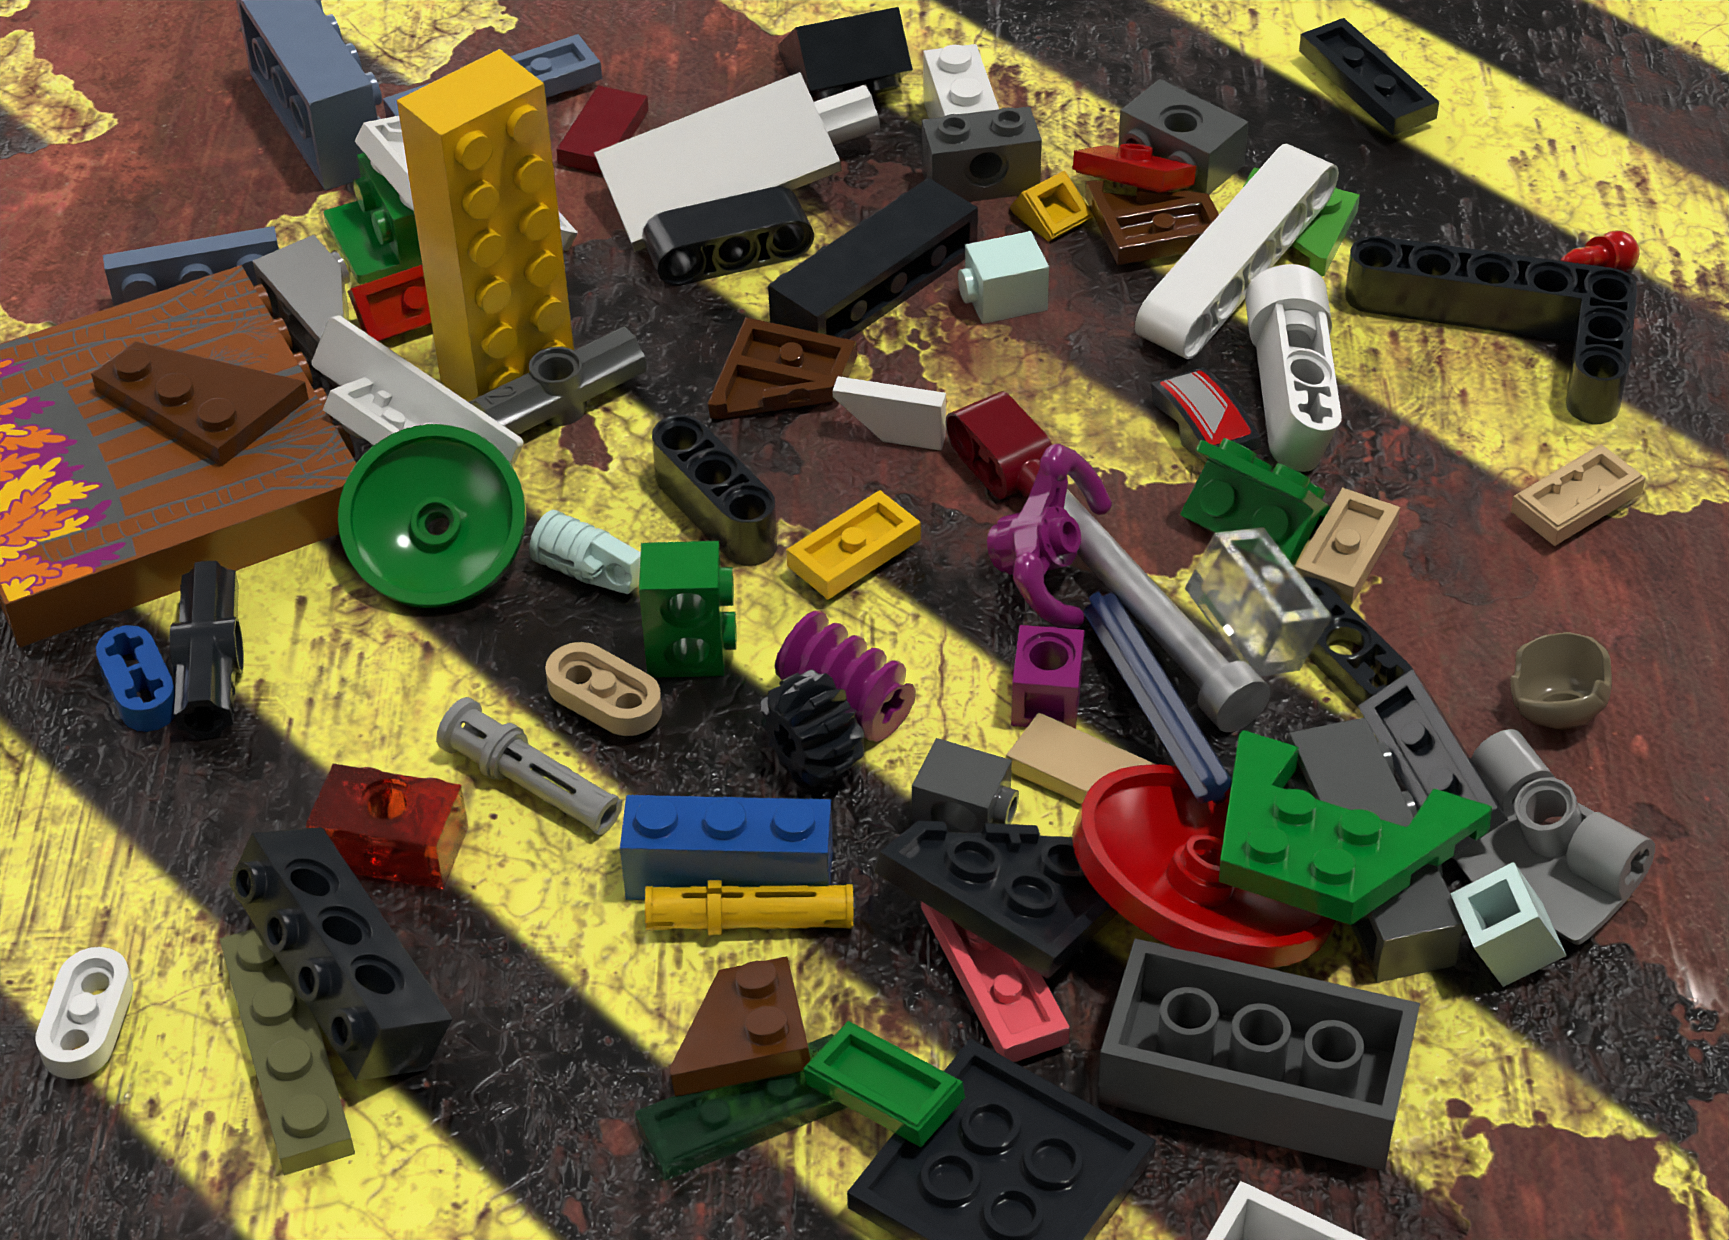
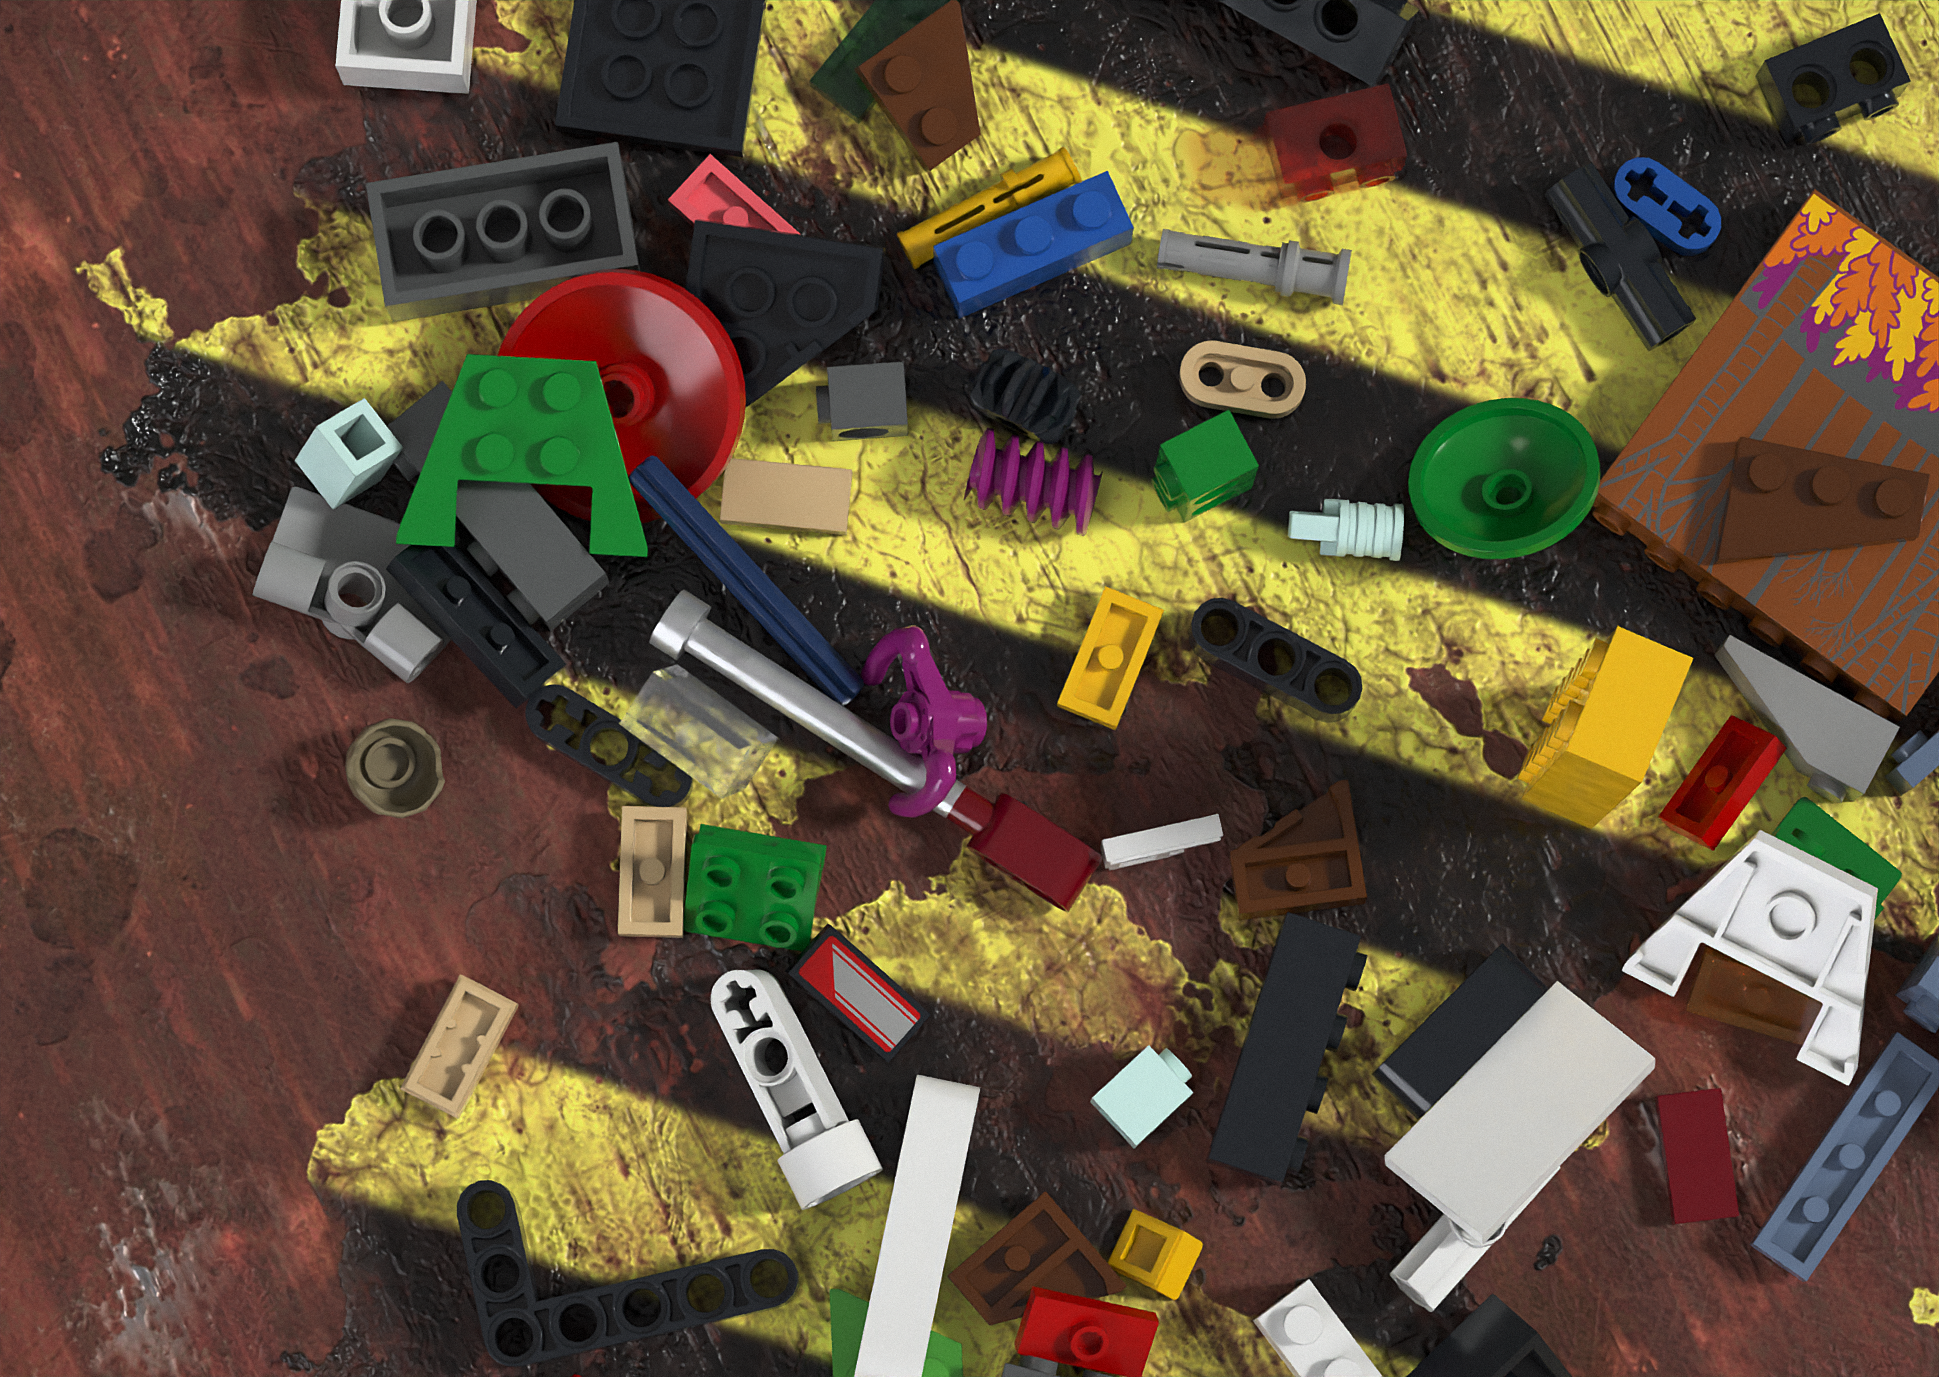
camera: 150 degrees right, 35 degrees up
(388, 394) = (1614, 585): white bracket -> none
(563, 382) = (1521, 692): dark grey piece -> none
(884, 1083) = (786, 72): green tile -> none
(983, 153) = (1257, 1275): dark grey brick -> none
(1047, 674) = (851, 544): magenta brick -> none

